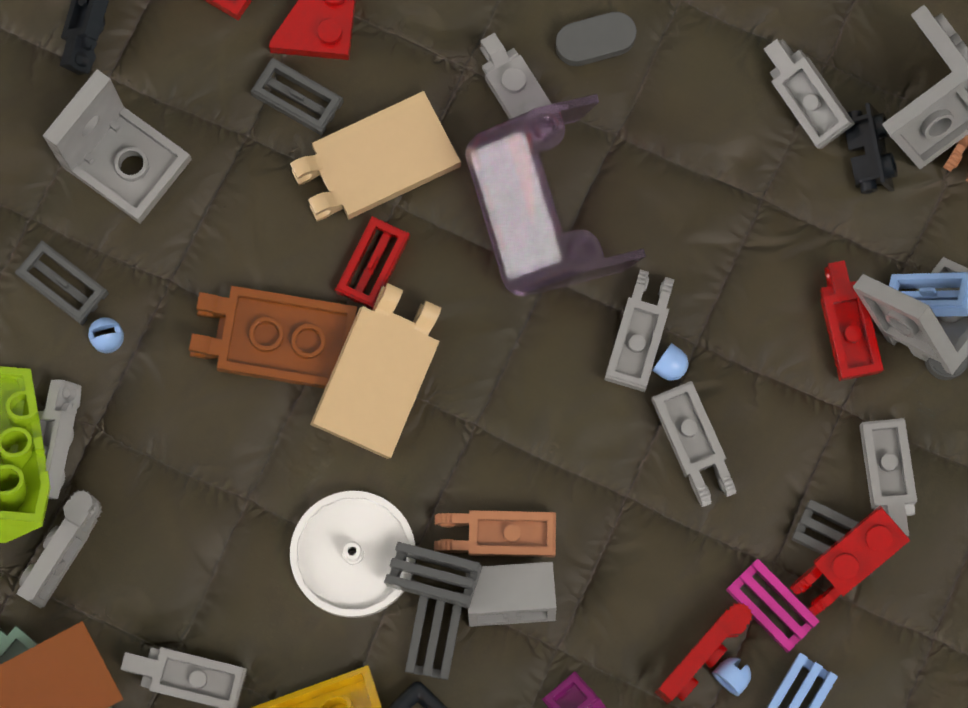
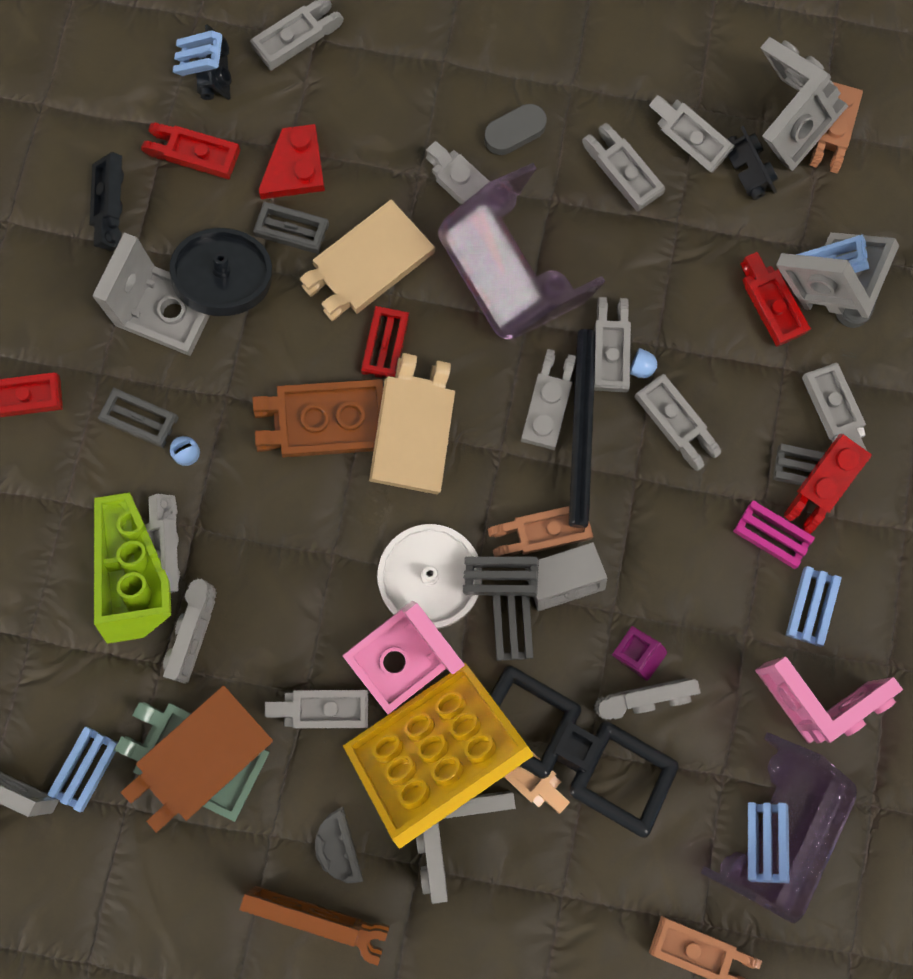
camera: 15 degrees left, 0 degrees up
(200, 132) = (221, 271): none -> black piece
(320, 637) = (422, 647): none -> bright pink bracket
(546, 383) = (548, 404): none -> light grey hinge
(576, 424) = (582, 429): none -> black axle
(707, 650) = (732, 583): red hinge -> none
(714, 119) = (624, 168): none -> light grey hinge
(732, 677) = (758, 599): light blue hinge -> none

